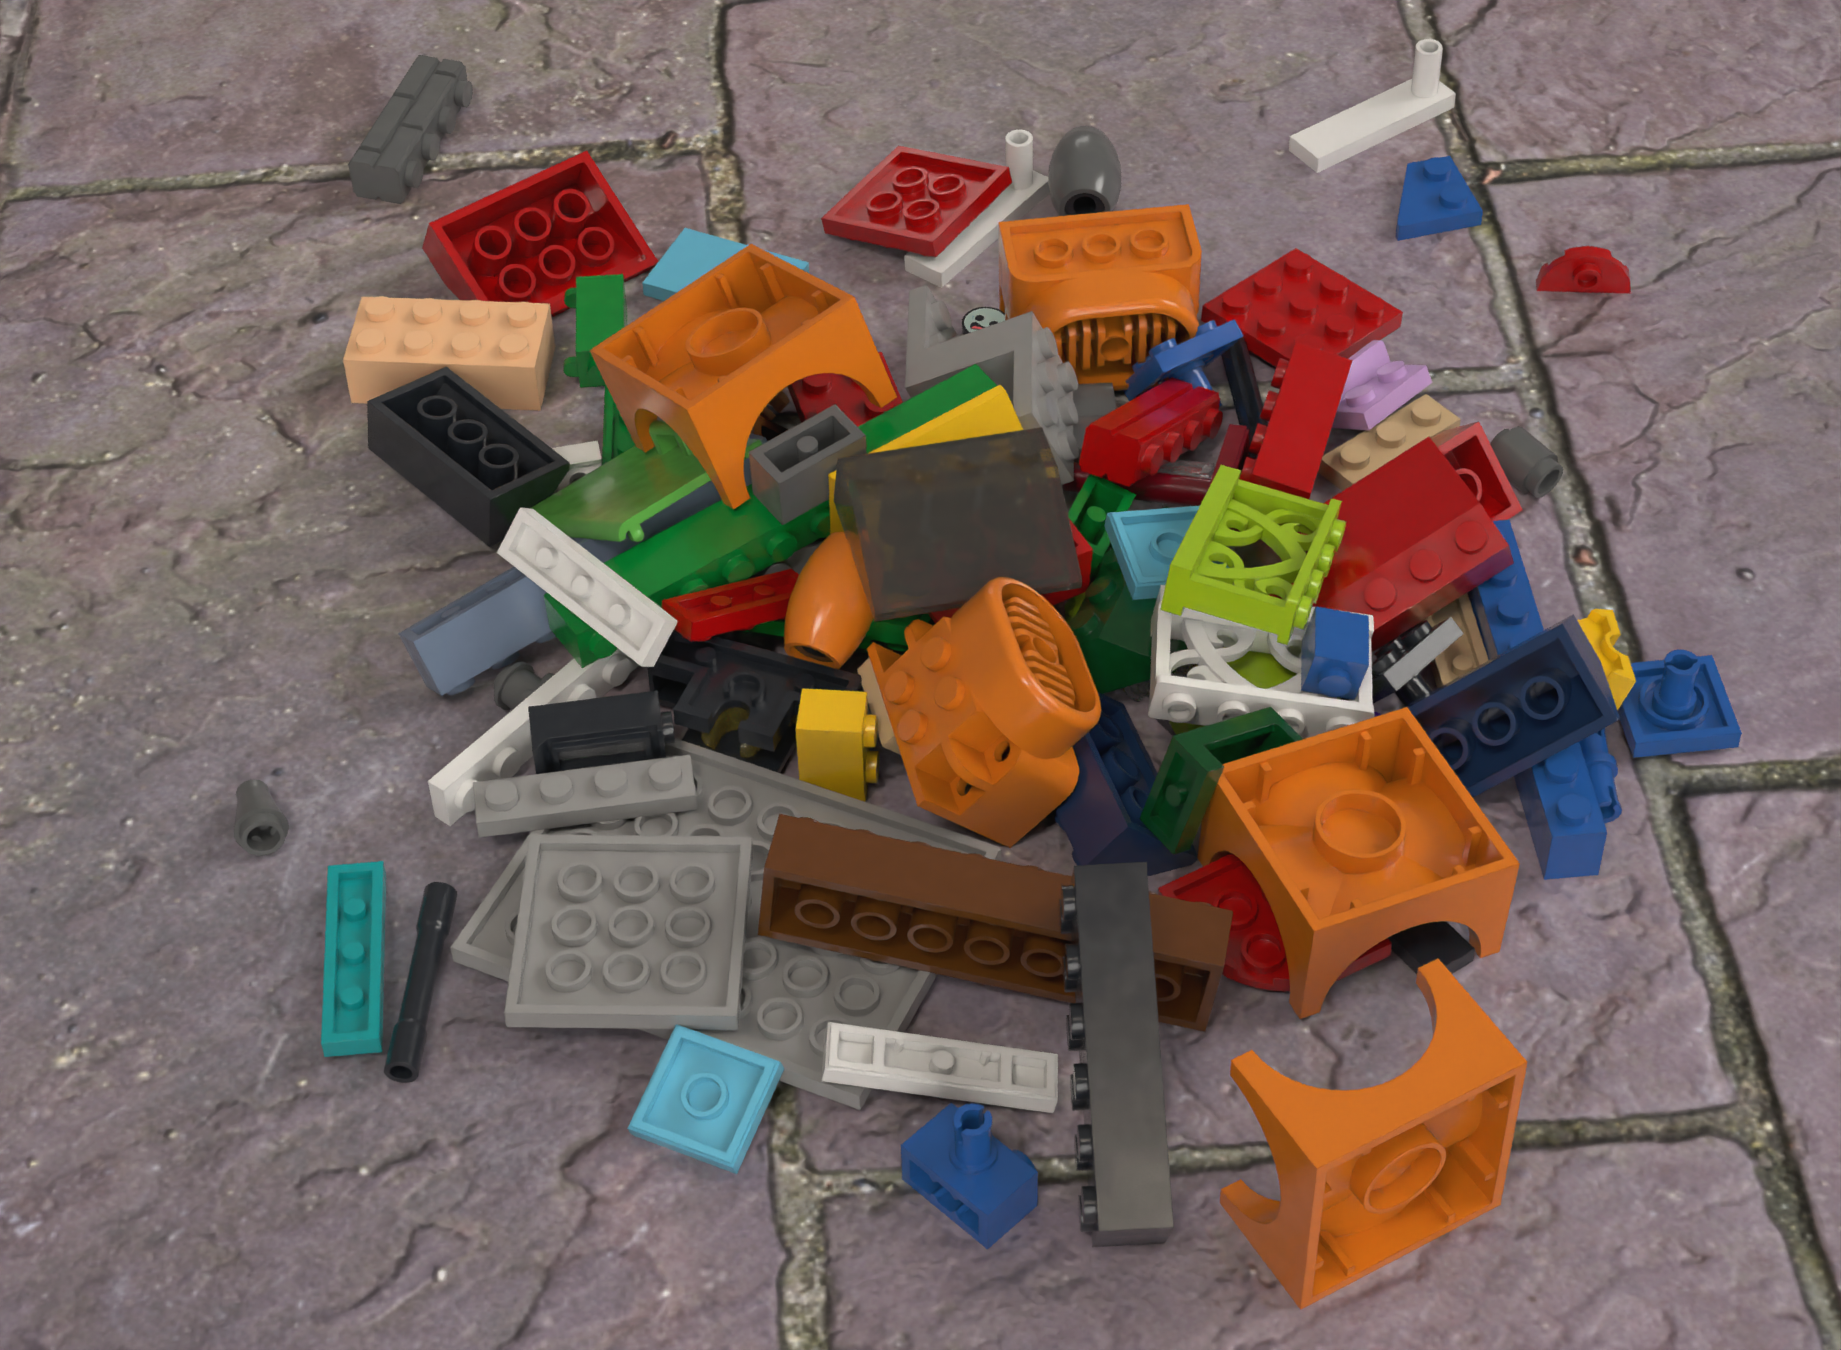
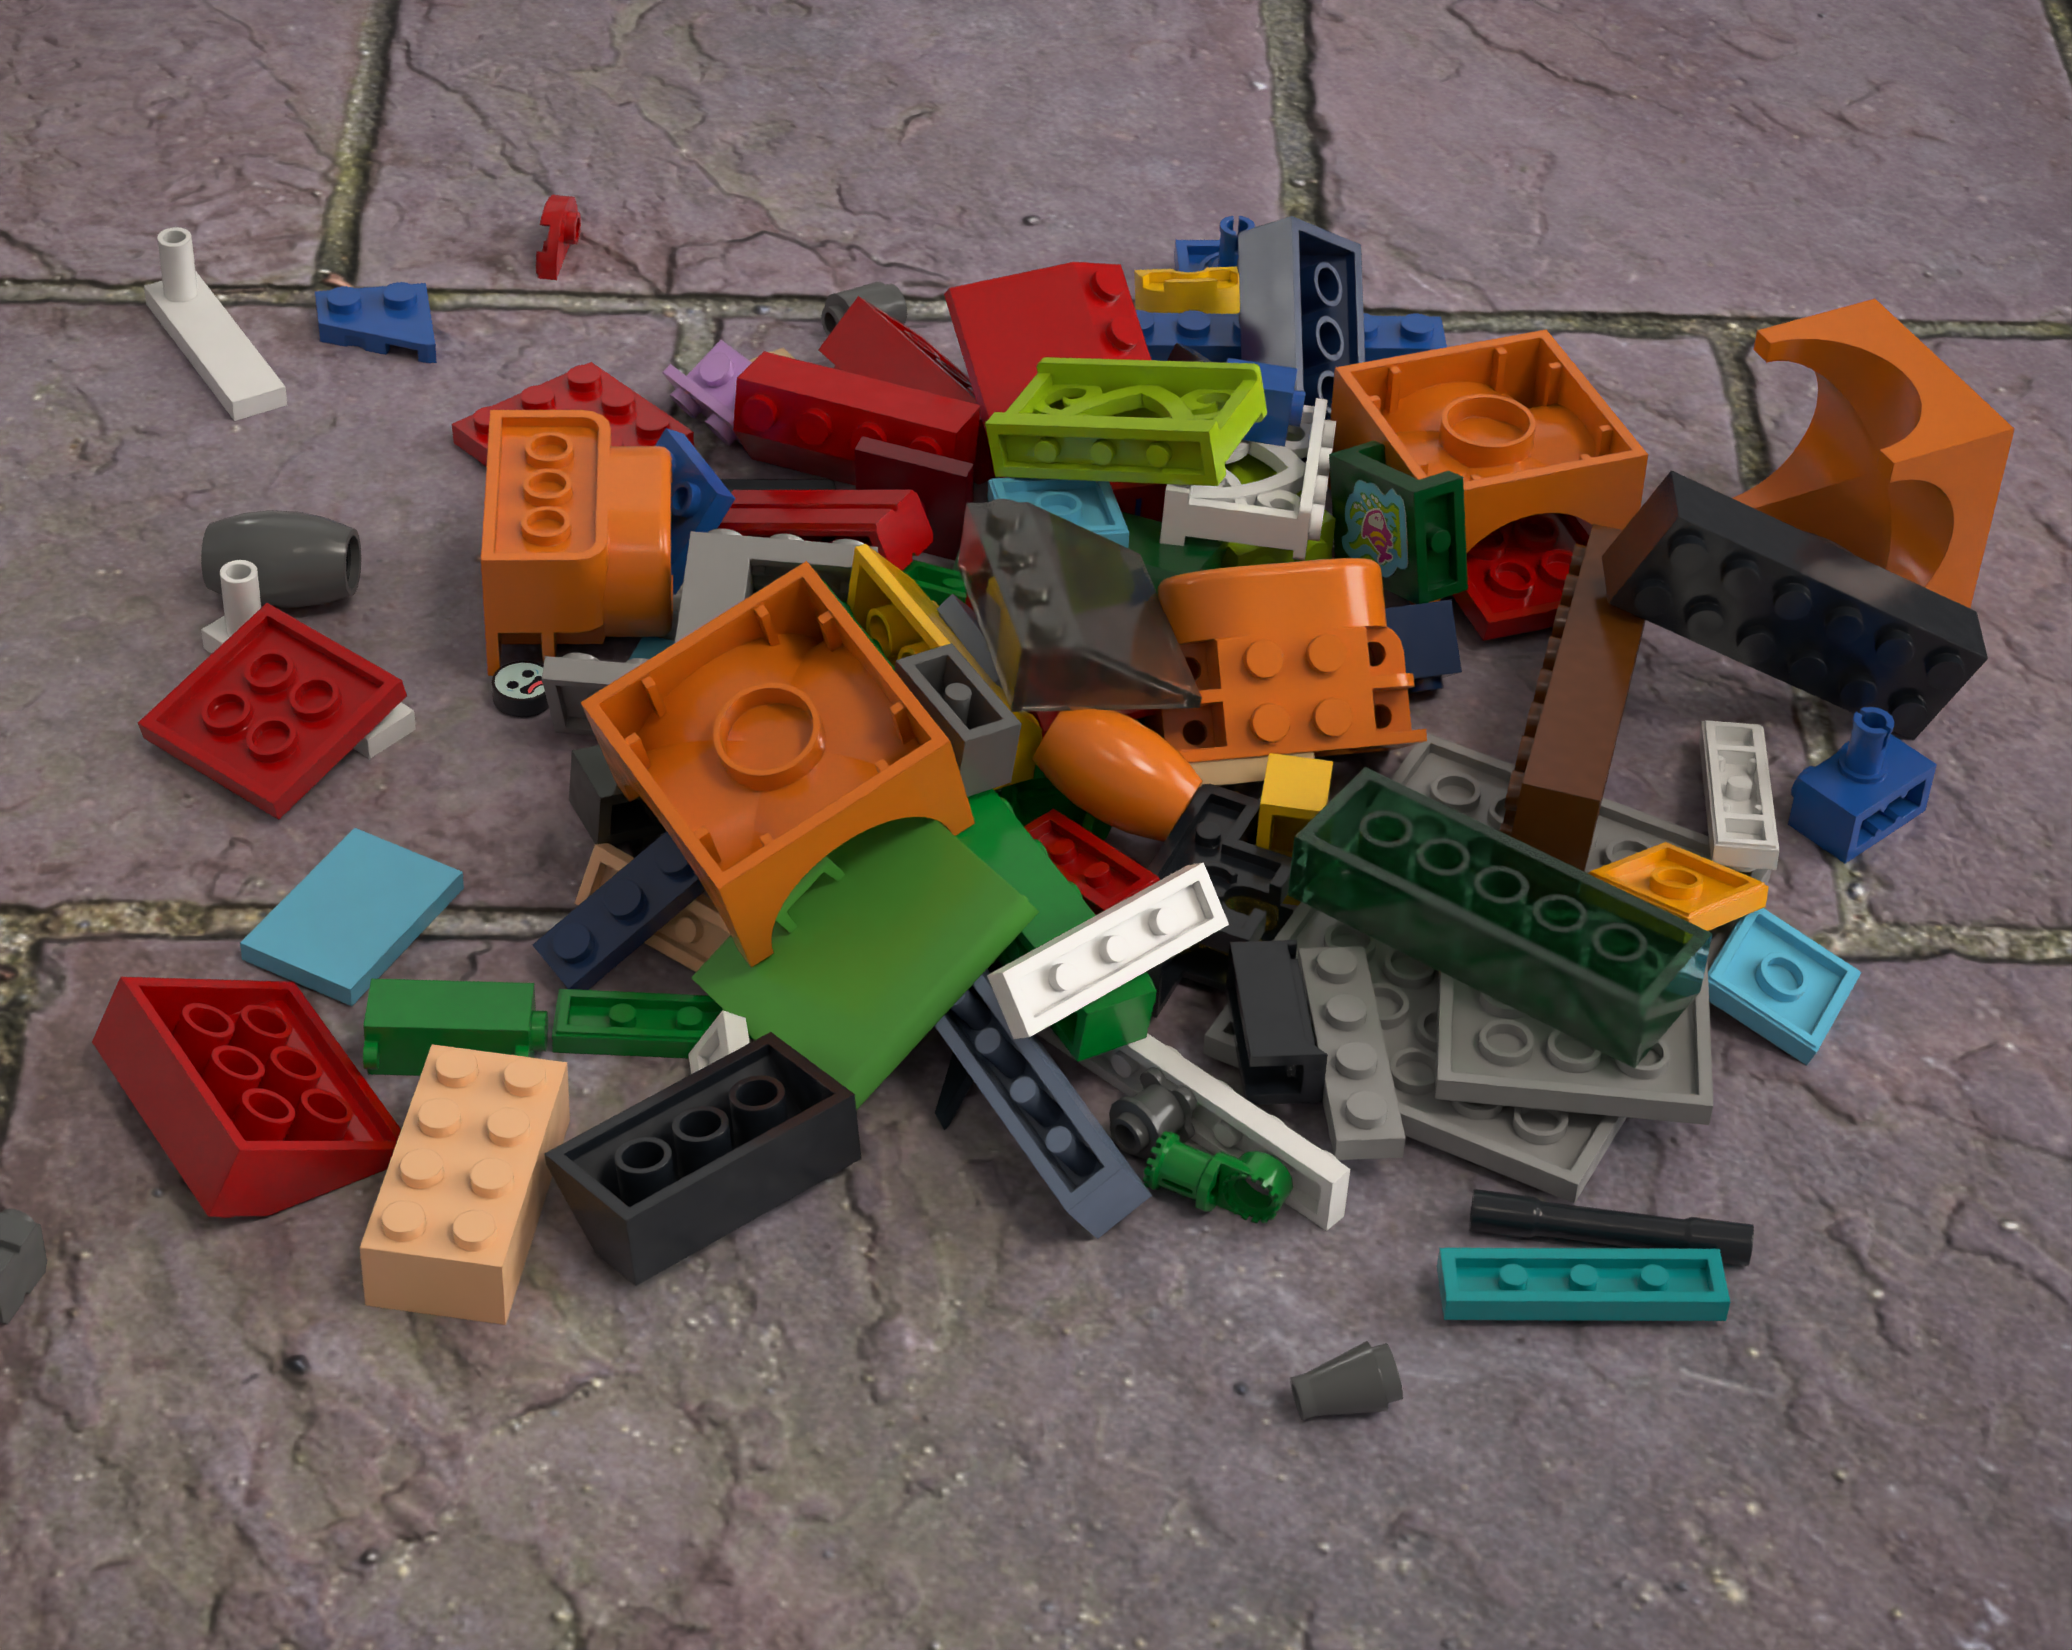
camera: 90 degrees left, 5 degrees down
(466, 723) = (1219, 1178): none -> green connector
(673, 842) = (1499, 916): none -> clear green brick
(768, 994) = (1686, 885): none -> light orange tile

